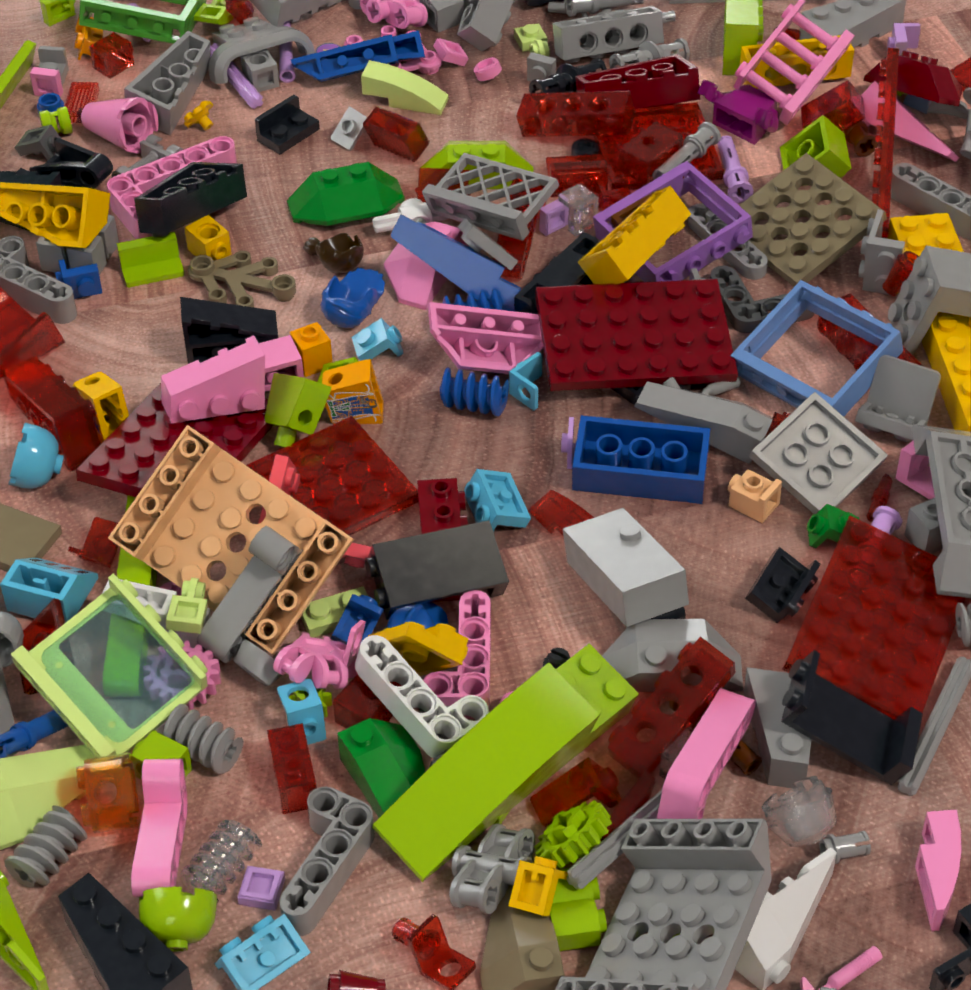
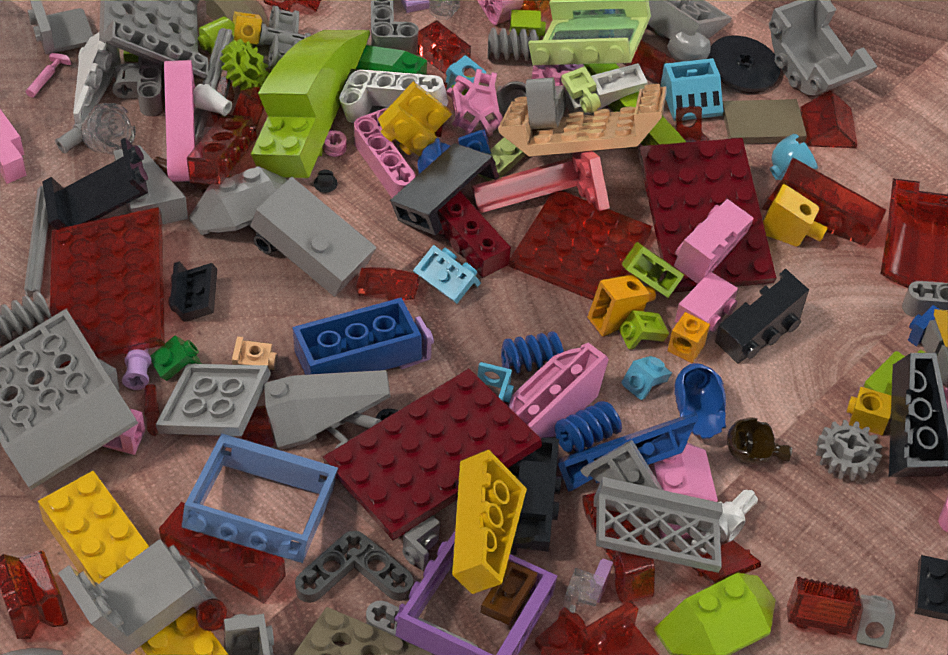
camera: 145 degrees right, 5 degrees up
(205, 270) = (812, 390): dark tan plant -> none
(259, 223) = (849, 450): none -> light grey gear
(344, 195) = (797, 519): green wedge -> none
(648, 774) = (209, 99): none -> white cone
(899, 397) = (166, 481): light grey bracket -> none

